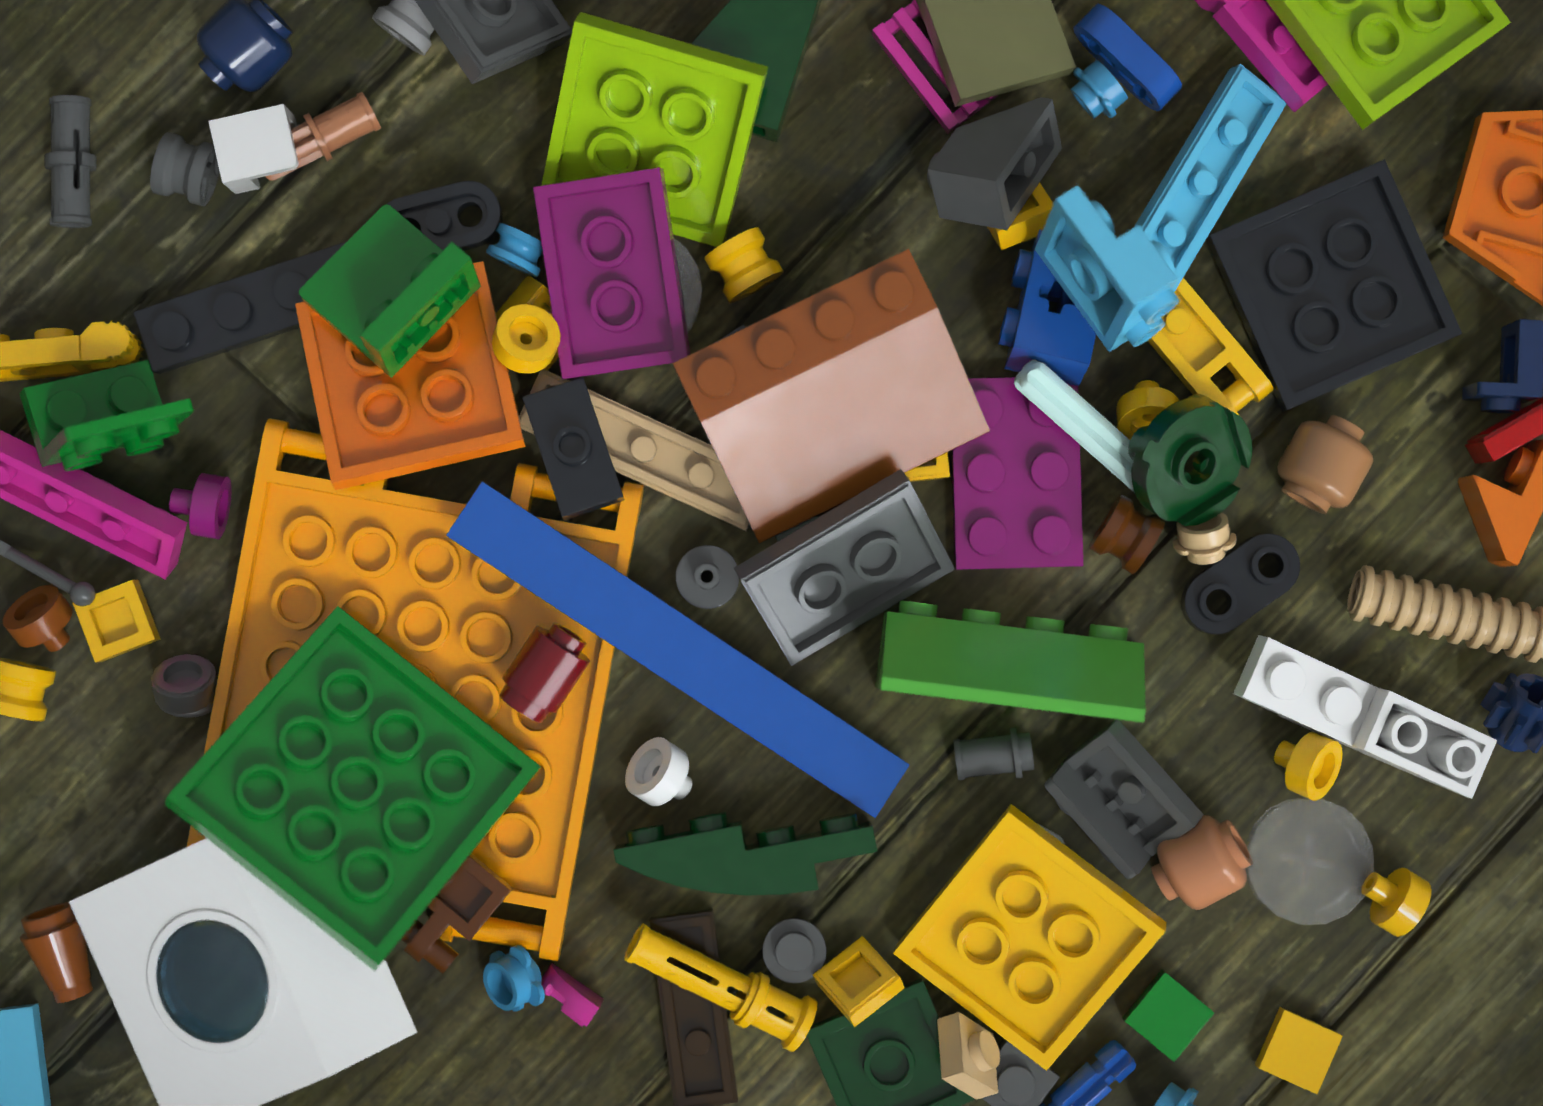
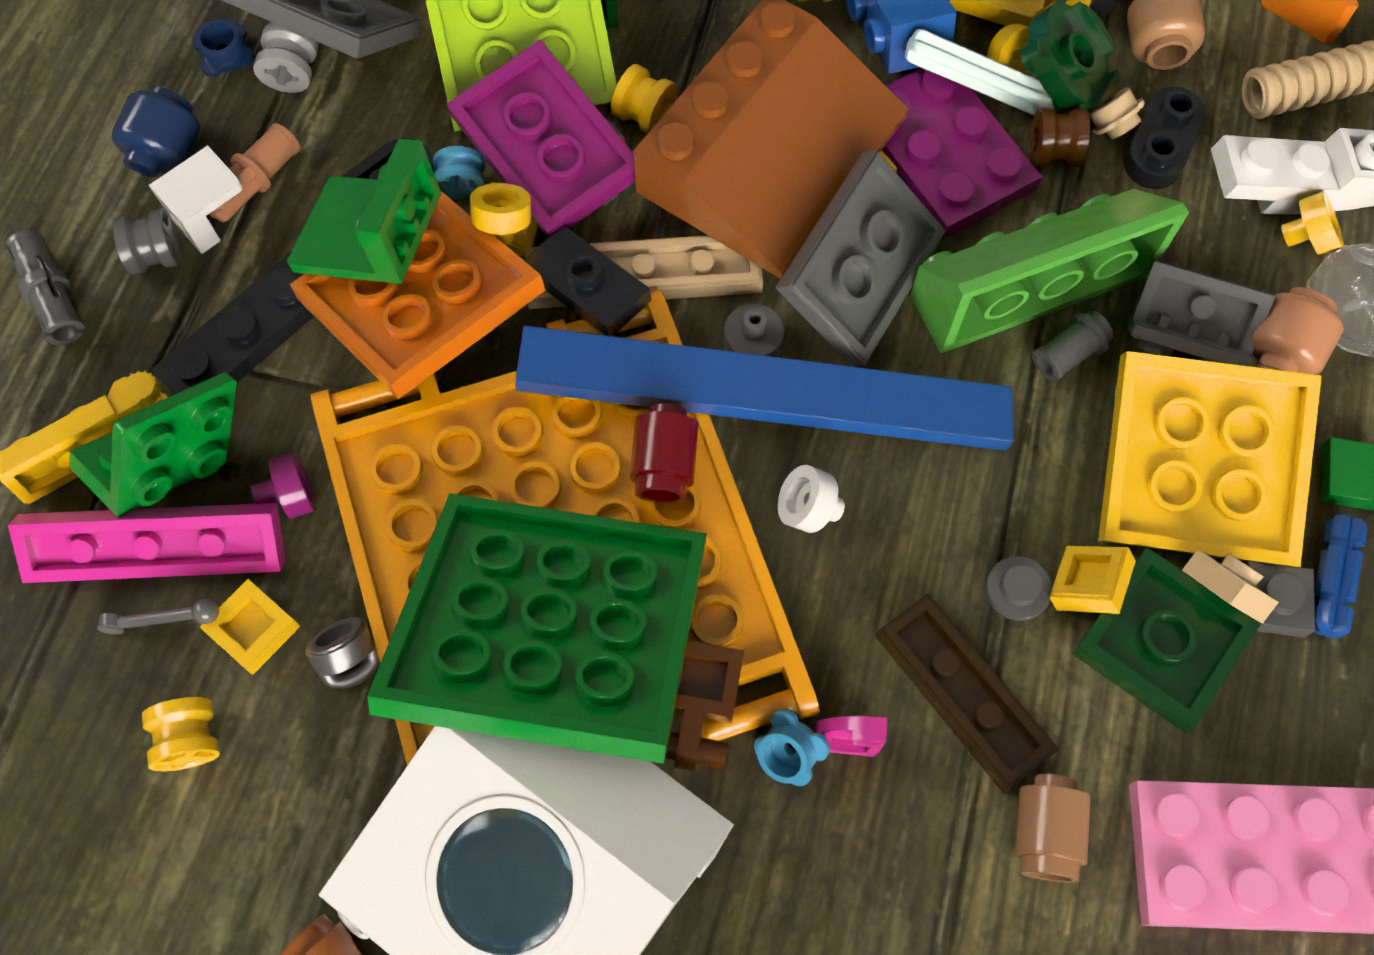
camera: 30 degrees left, 20 degrees down
(39, 618) = (176, 661): dark orange tile -> none
(717, 859) = (918, 538): dark green slope -> none
(754, 991) = (1008, 644): yellow pin -> none

